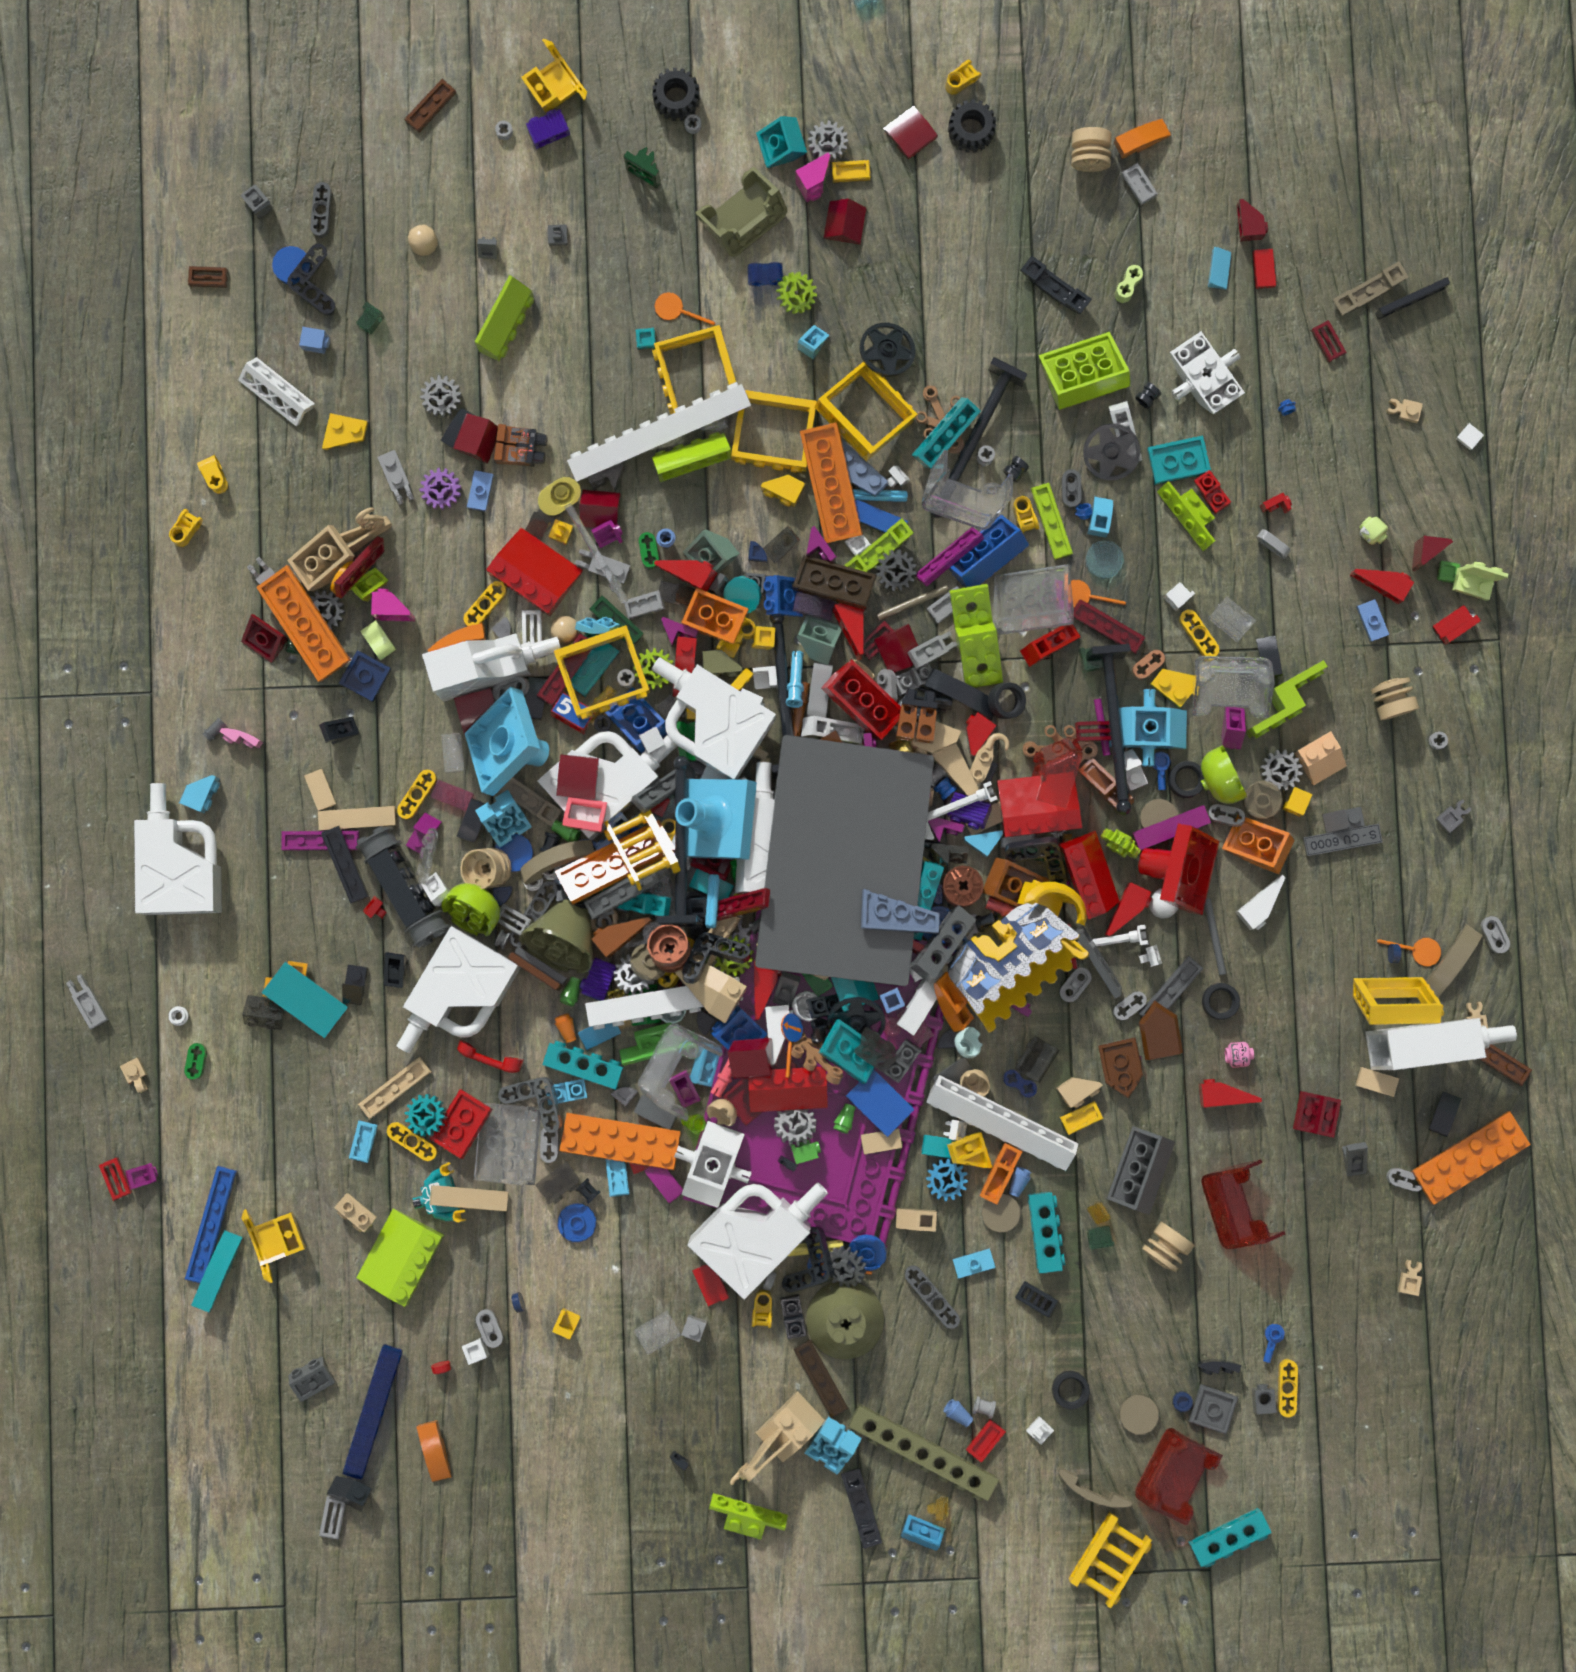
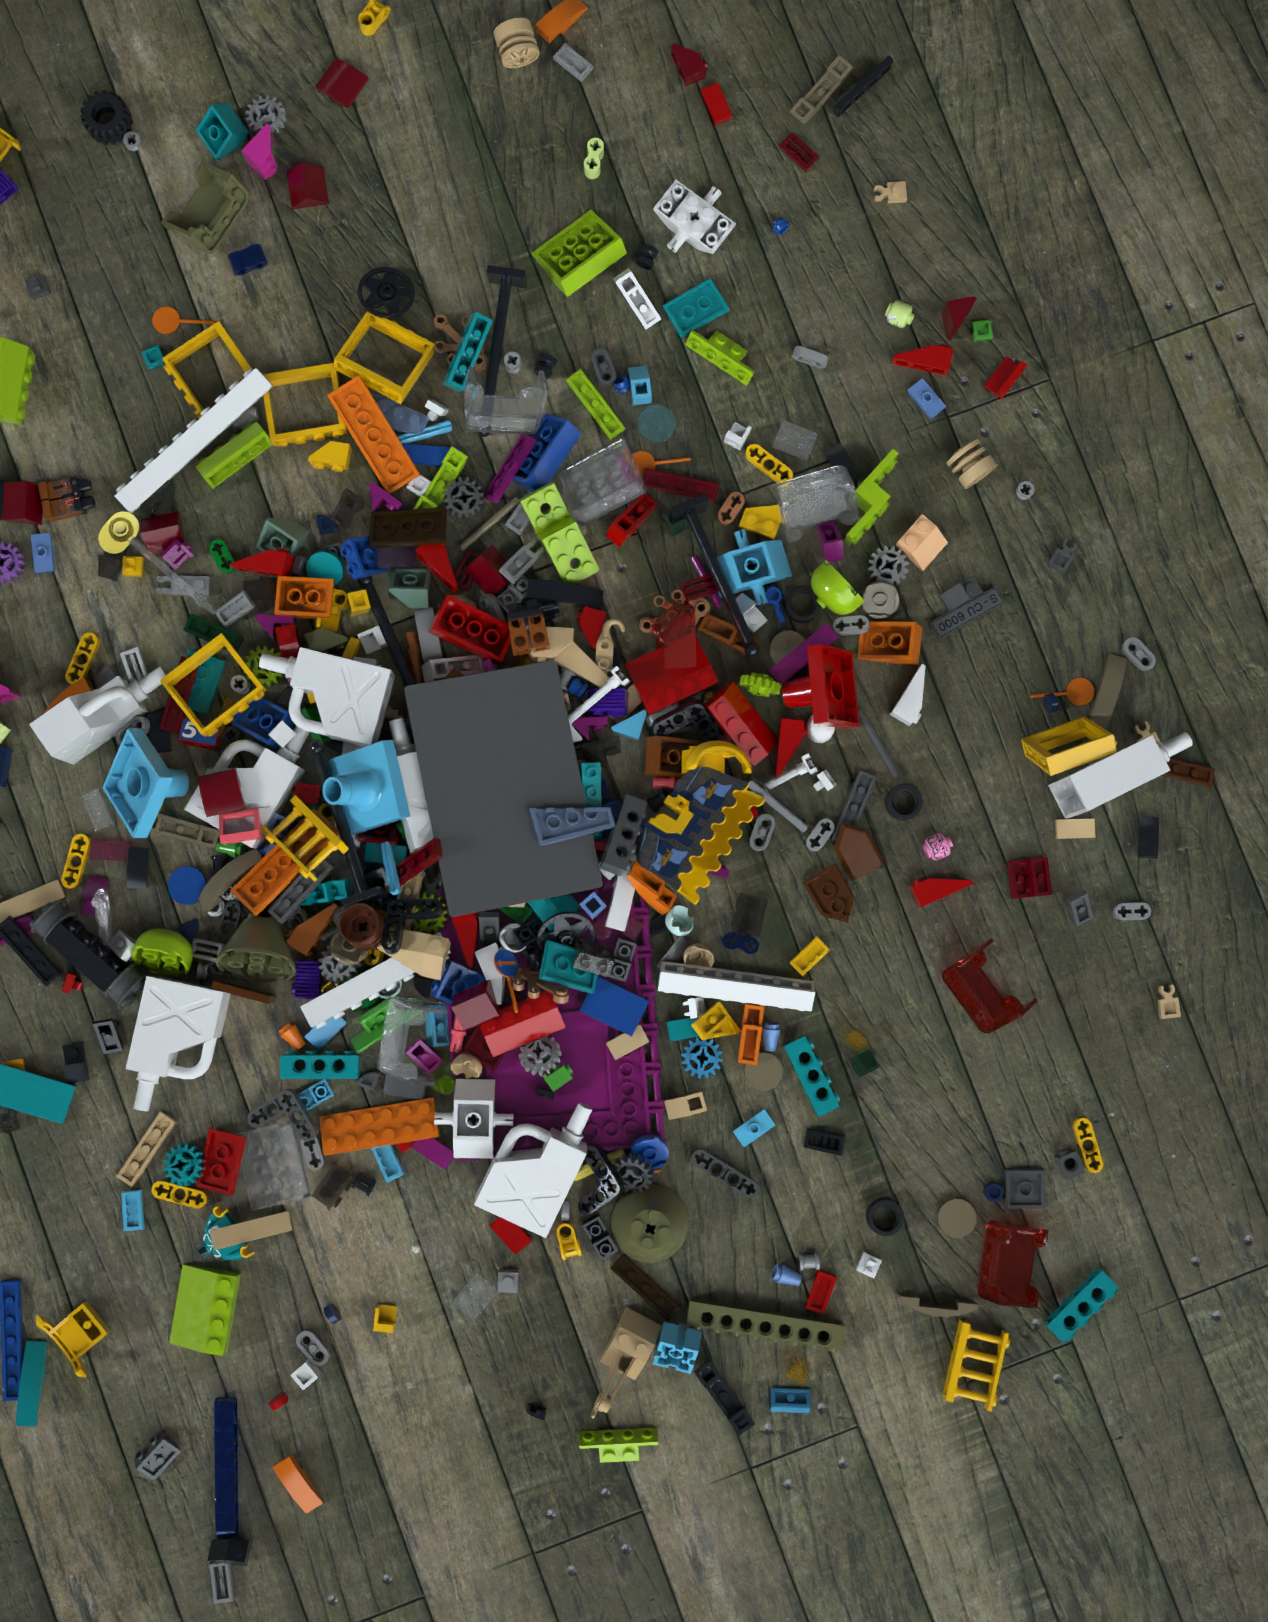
camera: 25 degrees left, 0 degrees up
(354, 1211) = (146, 1281): tan bracket -> none
(473, 706) = (101, 759): dark red slope -> none
(486, 867) = (163, 909): tan wheel -> none
(503, 818) = (165, 856): medium azure brick -> none
(509, 1064) = (249, 1089): red piece -> none
(534, 571) = (119, 612): red slope -> none
(541, 966) = (248, 984): dark grey tile -> none
(564, 629) = (167, 657): tan hair -> none
(571, 992) = (285, 1001): bright green cone -> none
(576, 1222) = (364, 1217): blue tile -> none
(592, 626) = (191, 645): medium azure slope -> none
(642, 166) = (94, 196): dark green piece -> none
(659, 791) = (305, 780): dark grey tile -> none
(665, 534) = (232, 535): medium blue cone -> none
(795, 686) = (403, 639): medium azure pin -> none
(799, 302) = (279, 261): lime gear -> none
(812, 341) = (313, 309): medium azure slope -> none
(845, 1119) = (586, 1033): bright green cone -> none
(851, 171) = (297, 137): yellow tile -> none
(951, 890) = (630, 784): copper wheel -> none
(968, 140) = (393, 44): black tyre -> none
(1020, 700) = (621, 582): black tyre -> none
(1025, 516) = (570, 408): yellow piece -> none
(1054, 286) = (525, 184): black slope -> none
(1076, 1089) = (795, 931): tan slope -> none
(1111, 451) = (629, 320): black wheel -> none
(1141, 1170) = (882, 986): dark grey slope -> none
(1168, 1247) = (931, 1050): tan wheel -> none
(1212, 492) = (736, 327): red slope -> none
(1213, 1365) = (1011, 1148): black slope -> none
(1219, 268) = (674, 117): medium azure slope -> none
(1273, 503) = (802, 315): red bracket -> none
(1274, 1334) = (1058, 1099): blue plate -> none
(1297, 802) = (913, 591): yellow panel -> none
(1469, 436) = (959, 198): white tile -> none
(1470, 1158) = (1185, 870): orange plate -> none
(1477, 580) = (1011, 327): yellowish green bracket -> none

